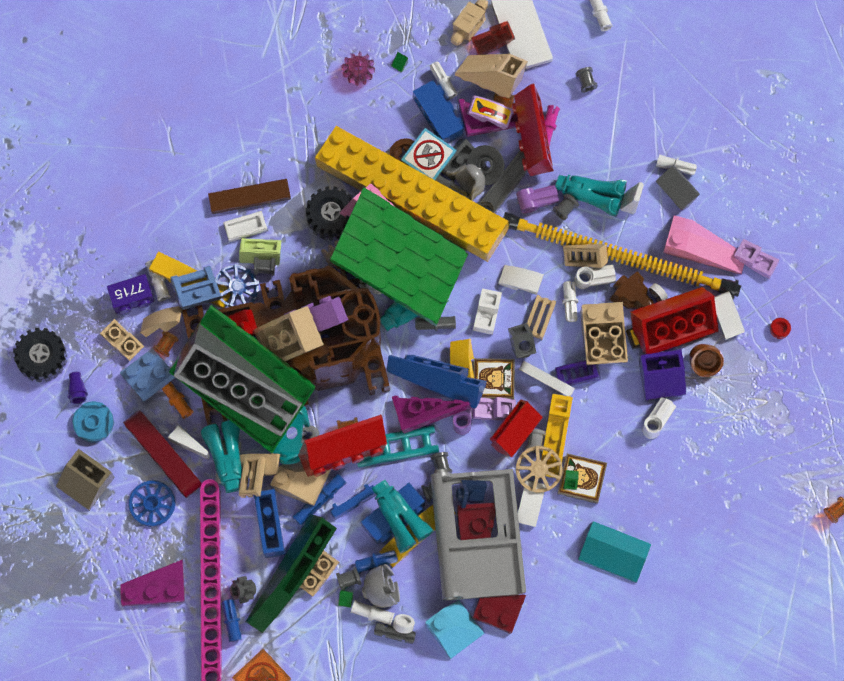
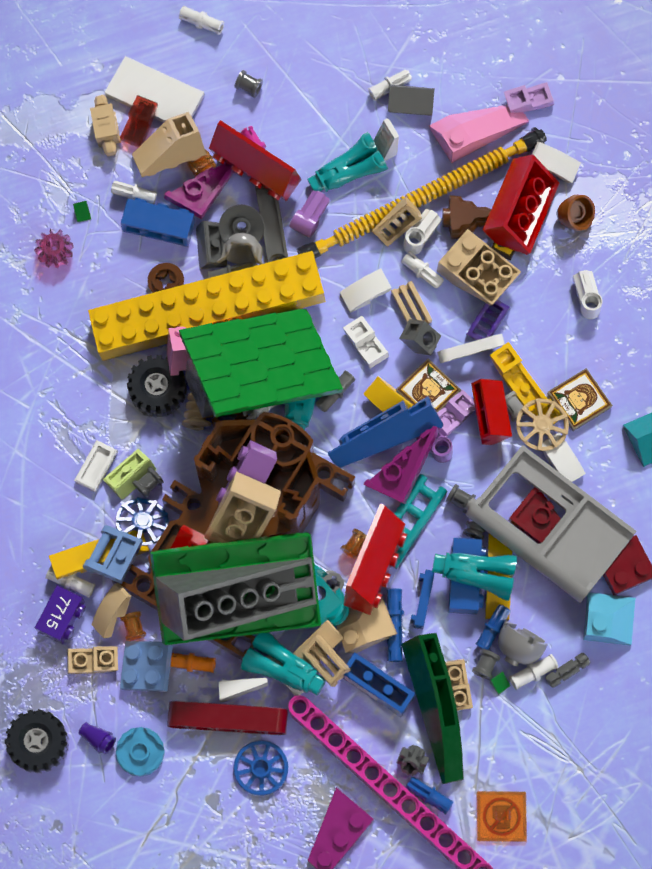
camera: 45 degrees left, 0 degrees up
(84, 479) = (186, 805): dark tan slope -> none
(249, 196) = (73, 438): reddish brown tile -> none
(403, 623) = (567, 655): white tile -> none
(429, 154) = (187, 261): piece -> none
(471, 492) = (508, 496): dark blue bracket -> none
(491, 111) = (200, 179): slope -> none
(565, 207) = (339, 199): dark grey bush -> none
(571, 479) = (574, 408): green piece -> none
(657, 292) = (483, 197): white tile -> none
(663, 374) = (556, 256): dark purple slope -> none
(780, 328) = (602, 134): red tile -> none

